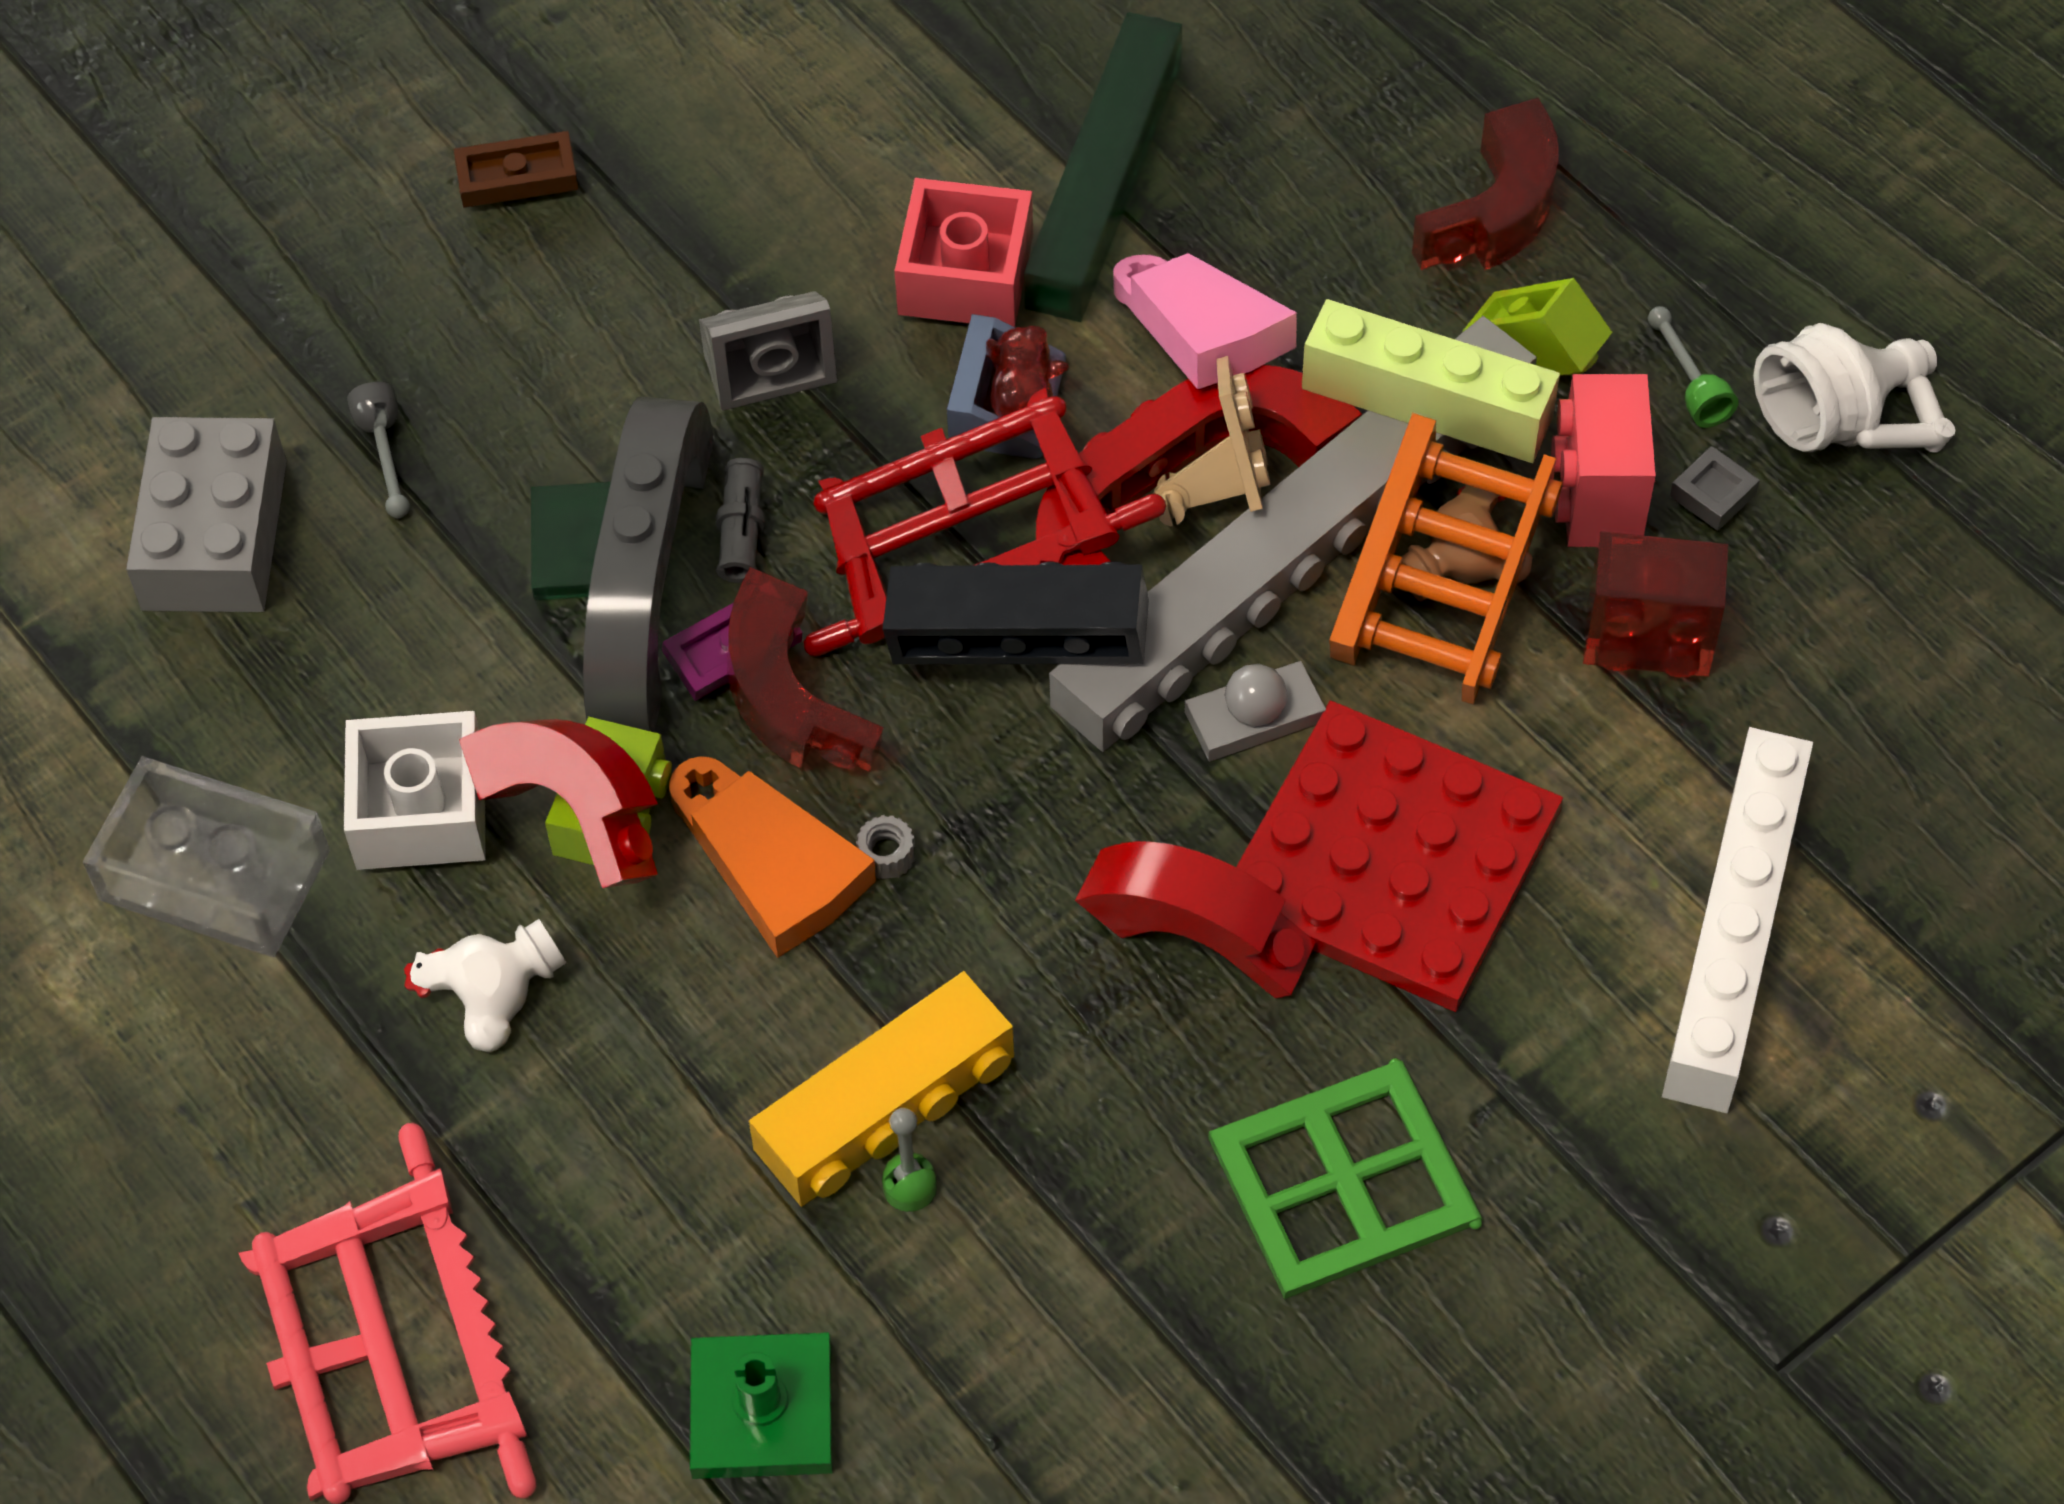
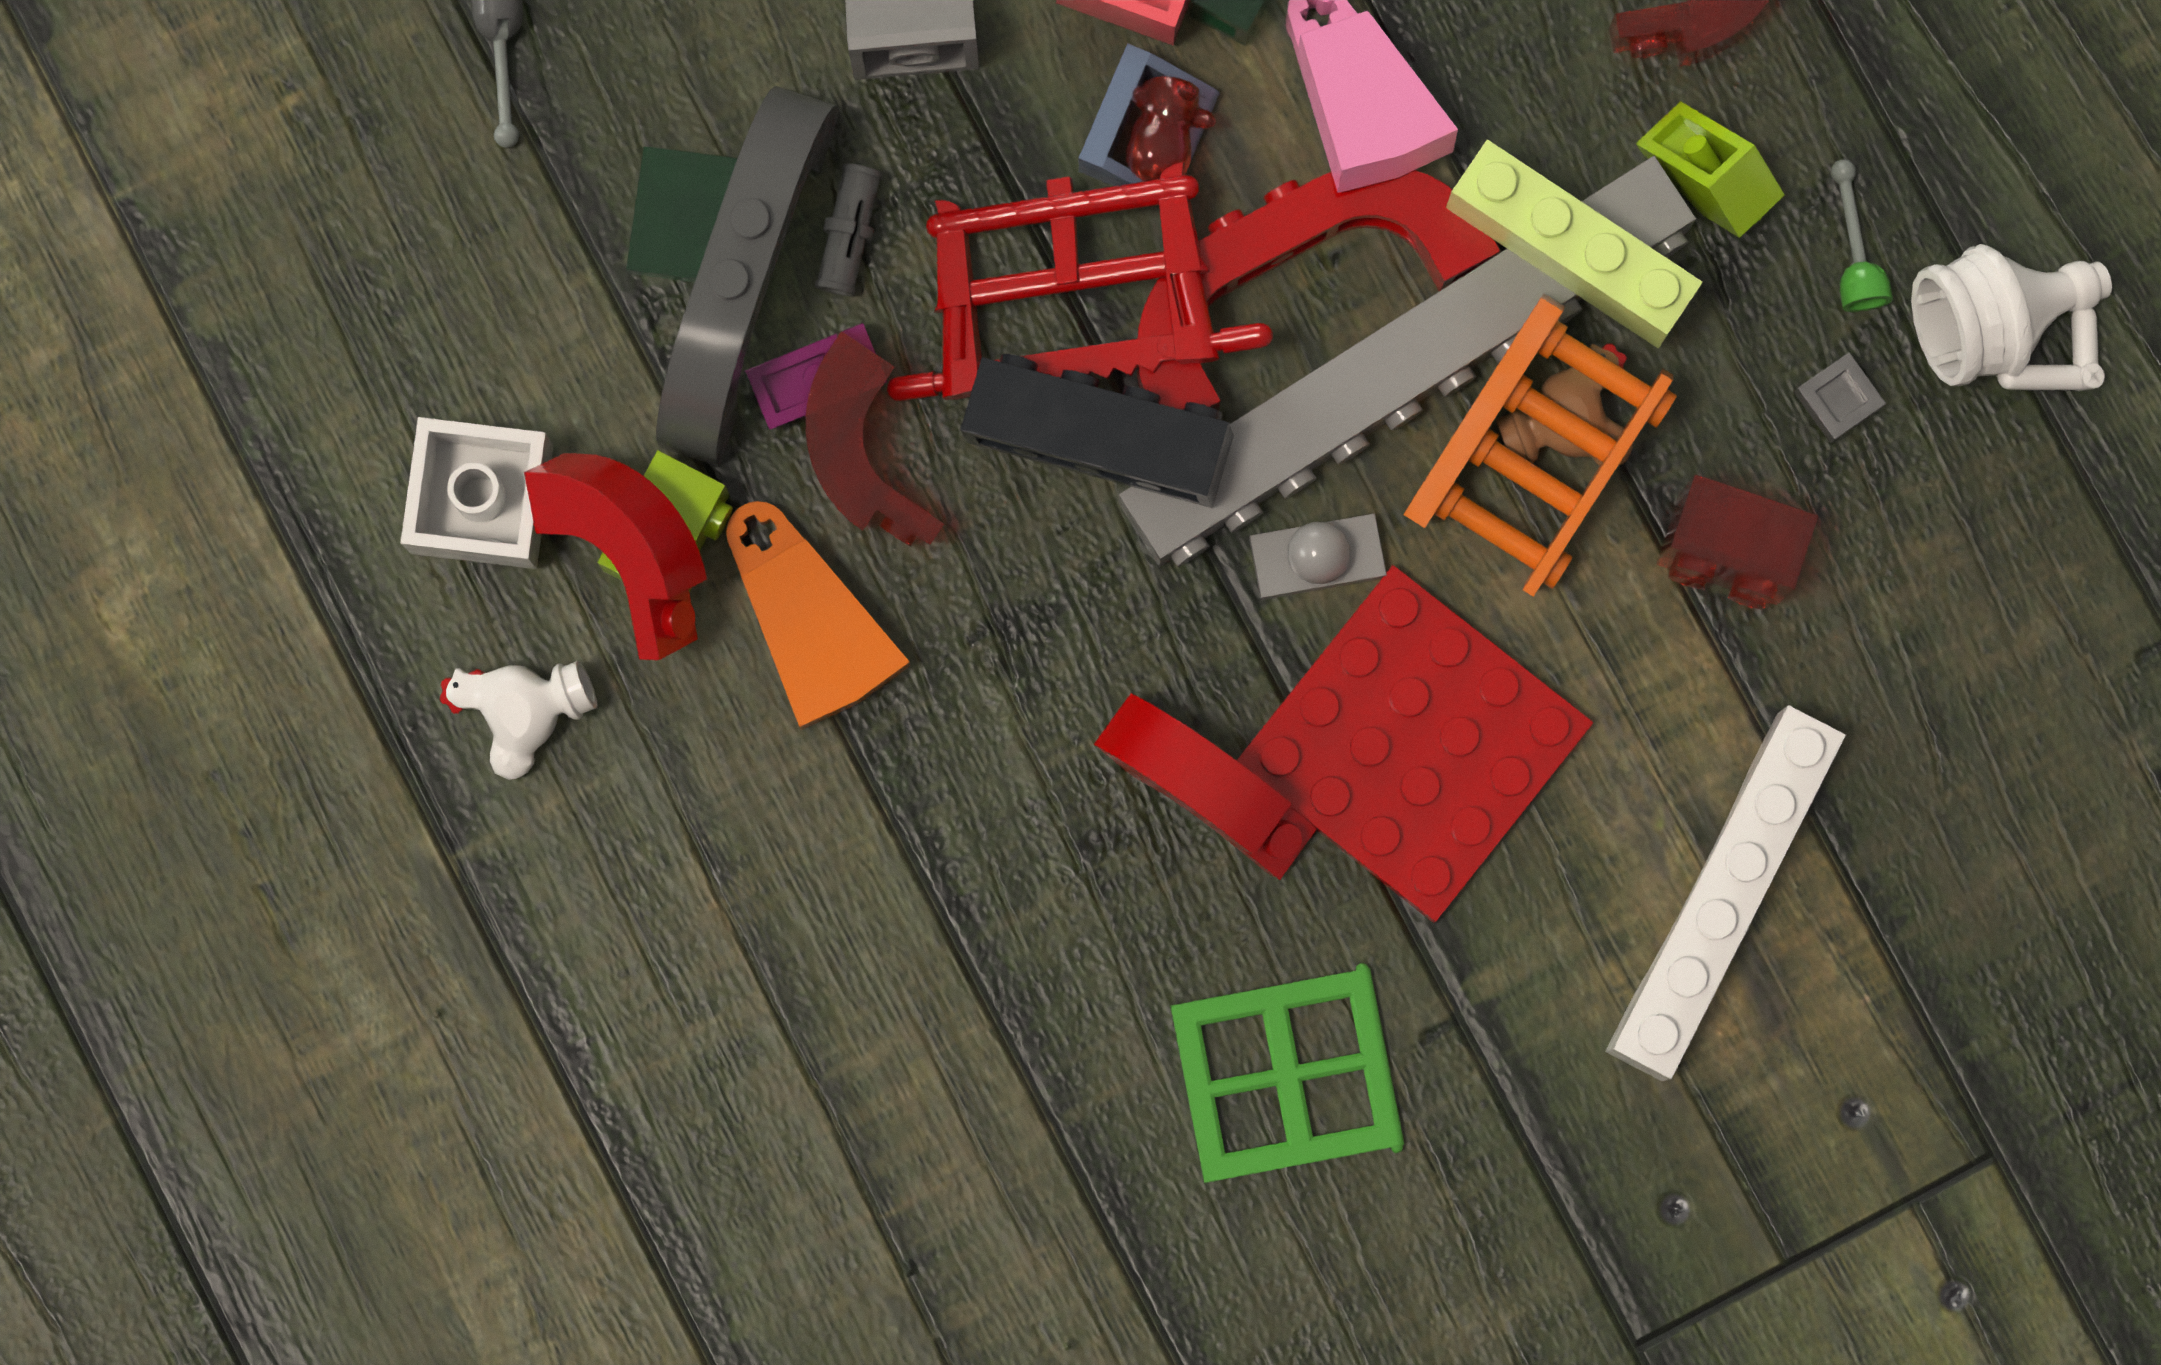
camera: 10 degrees right, 25 degrees up
(207, 514) = (312, 117): light grey brick -> none
(207, 856) = (267, 525): clear brick -> none
(411, 1444) = (350, 941): coral piece -> none
(761, 1406) = (705, 1193): green tile -> none
(890, 829) = (909, 624): light grey axle -> none
(912, 1063) = (874, 904): yellow brick -> none
(912, 1170) = (878, 992): bright green hinge -> none
(1230, 467) = (1348, 289): tan plate -> none
(1604, 457) = (1733, 359): coral brick -> none

